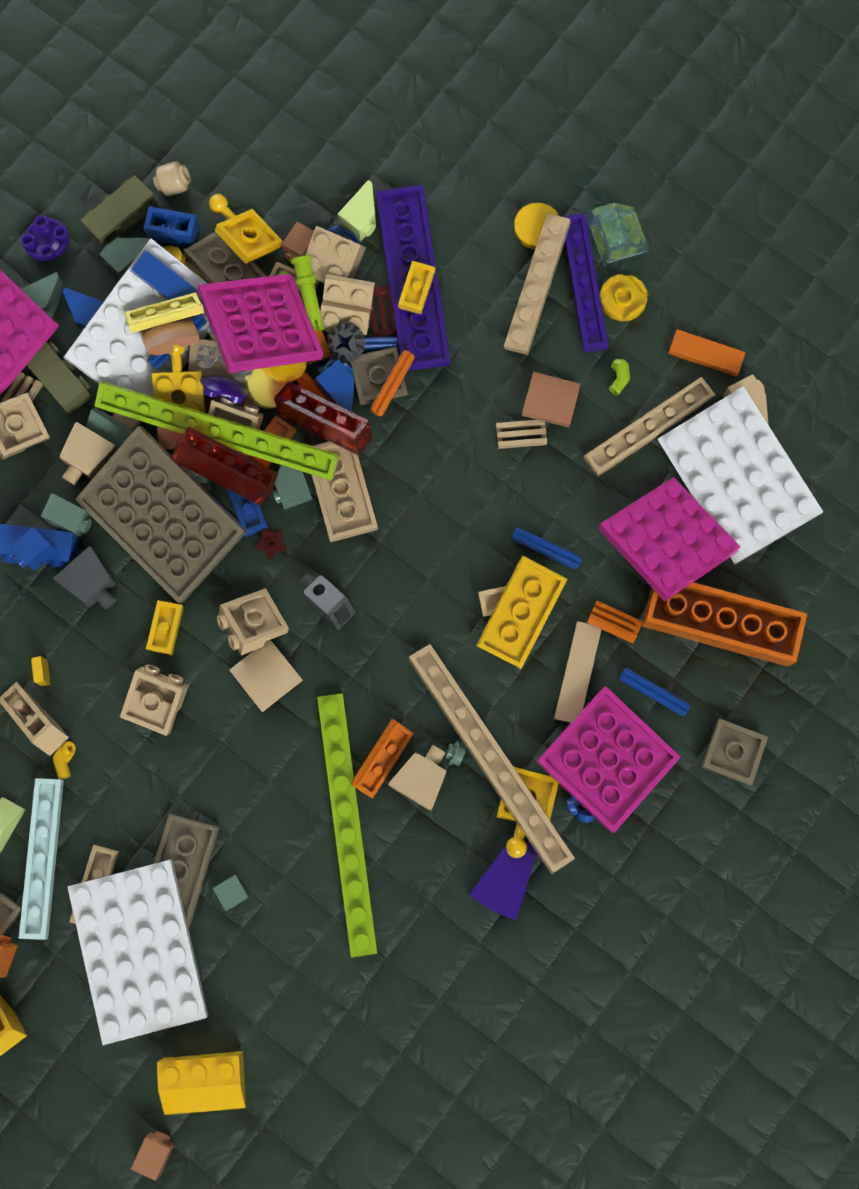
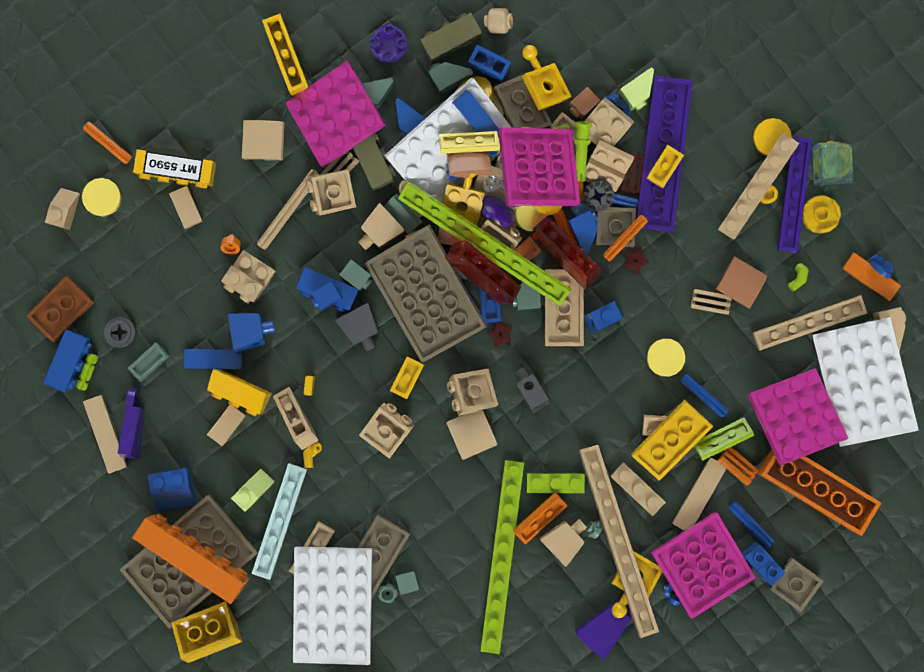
camera: 10 degrees right, 10 degrees up
(201, 916) = (387, 598): none -> sand green plate
(393, 484) = (603, 317): none -> blue torso
(395, 707) = (555, 482): none -> lime plate
(421, 409) = (640, 260): none -> clear red plate
(485, 515) = (665, 357): none -> light yellow tile
(497, 687) = (637, 489): none -> tan plate
(555, 292) = (770, 196): none -> yellow tile
(586, 593) = (723, 438): none -> lime plate
(684, 735) = (763, 563): none -> blue brick
(709, 333) = (881, 267): none -> blue piece

